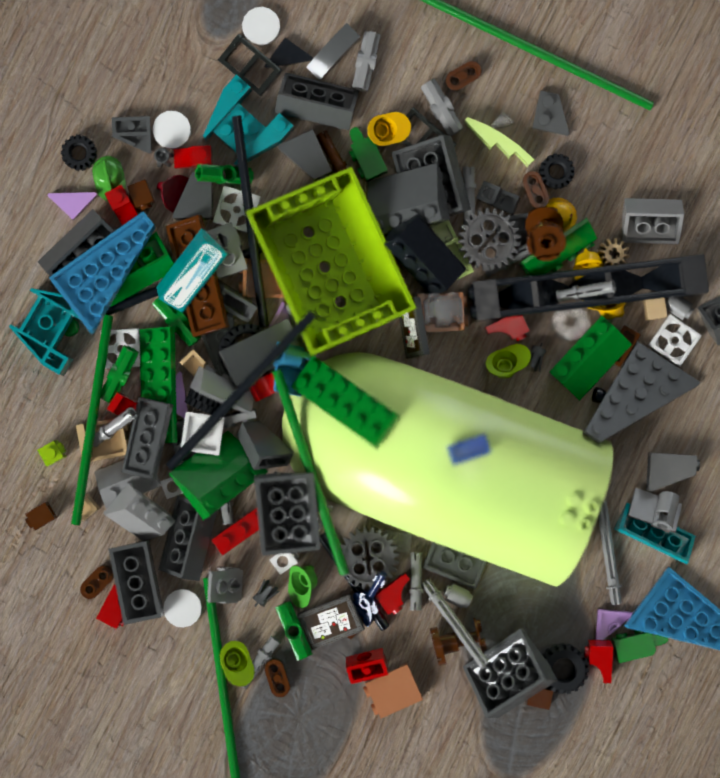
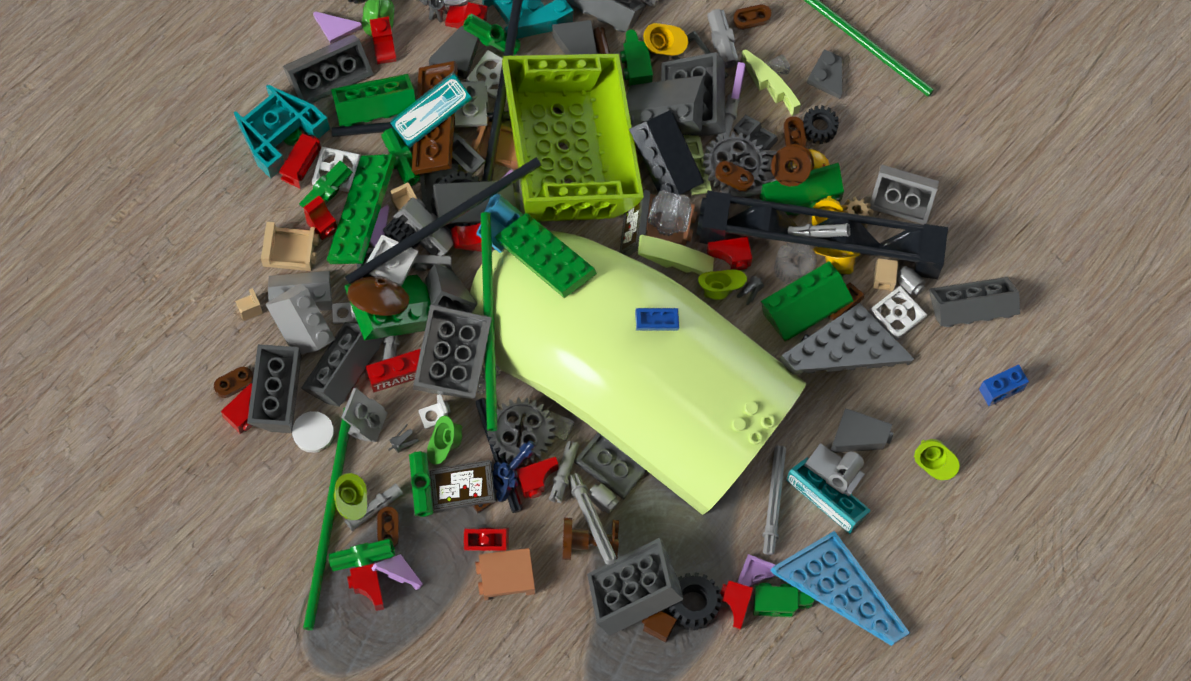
camera: 15 degrees right, 20 degrees down
(40, 516) = (199, 300): reddish brown brick -> none
(52, 453) = (233, 243): lime brick -> none
(85, 352) = (300, 159): none -> red window
(92, 420) = (283, 222): green piece -> none
(98, 274) = (335, 89): dark azure wing -> none
(107, 431) = (296, 235): light grey pin -> none
(141, 195) = (404, 36): reddish brown brick -> none
(147, 438) = (334, 249): dark grey tile -> none
(172, 190) = (435, 35): dark red shield -> none
(203, 485) = (378, 296): none -> reddish brown dish
(262, 711) = (361, 555): none -> green piece
(275, 733) = (366, 582): none -> red arch
(298, 714) = (399, 570): none -> lavender tile
(459, 350) = (673, 254): none -> yellowish green slope
(469, 149) = (738, 80): none -> lavender tile
(493, 259) = (733, 177): none -> reddish brown plate

